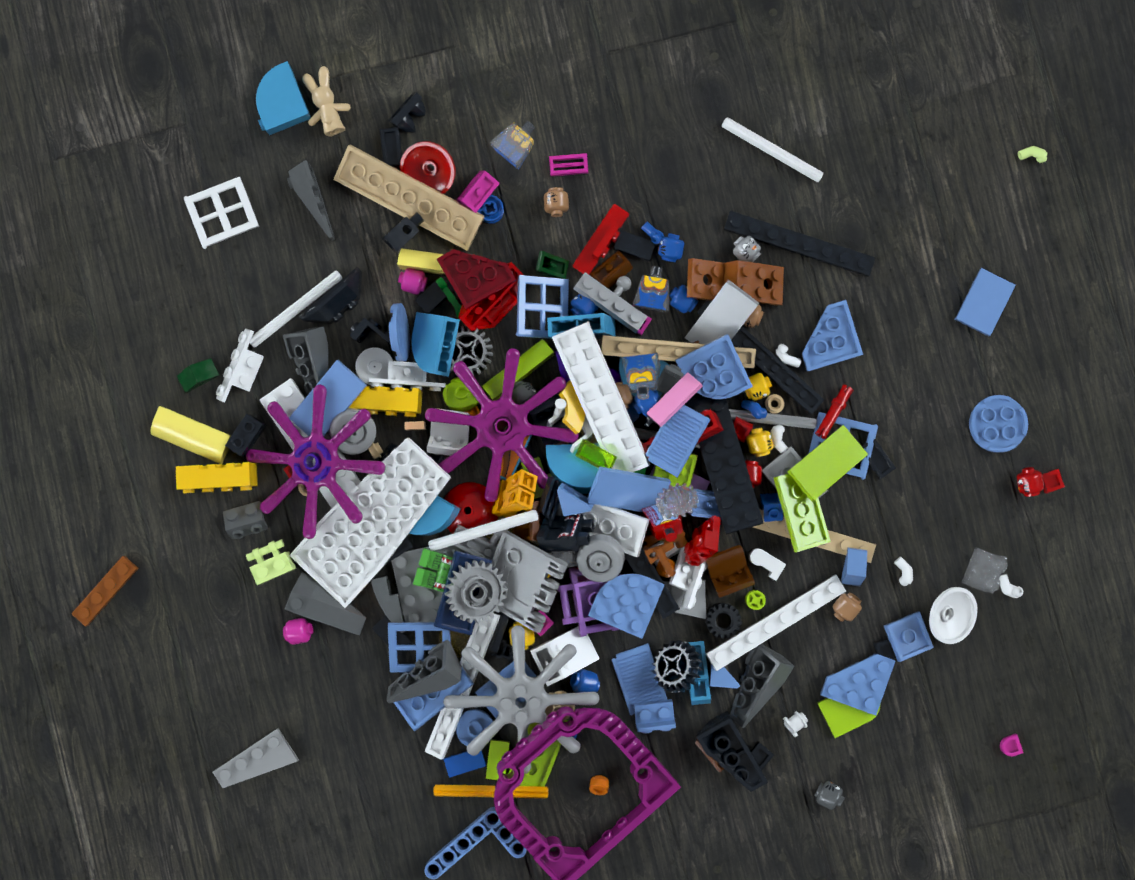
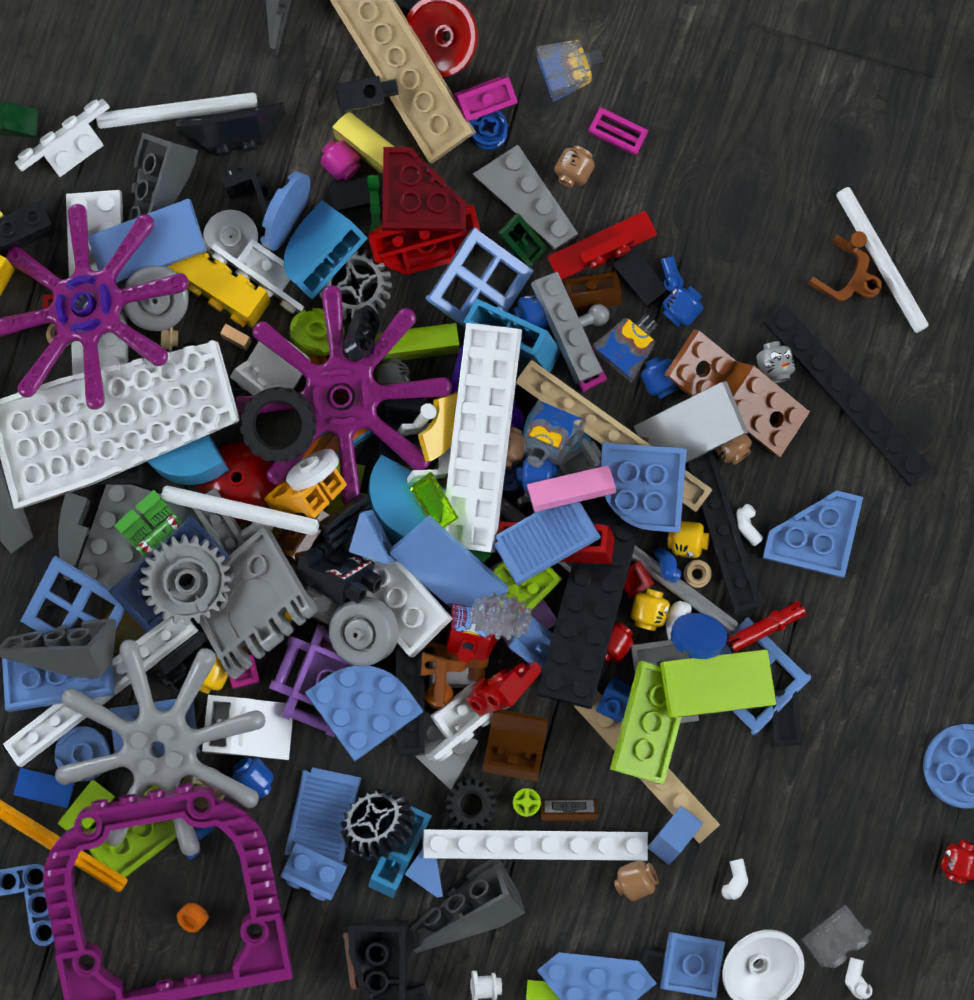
camera: 30 degrees right, 5 degrees down
(485, 483) = (257, 445): none -> black tyre
(491, 380) = (361, 333): none -> black beam
(512, 480) = (312, 469): none -> white piece
(534, 235) = (523, 192): none -> light grey wing
(766, 170) = (860, 278): none -> dark orange piece
(769, 562) = (564, 753): white leg -> none
(783, 589) = (569, 810): none -> slope
(799, 441) = (698, 635): none -> blue tile

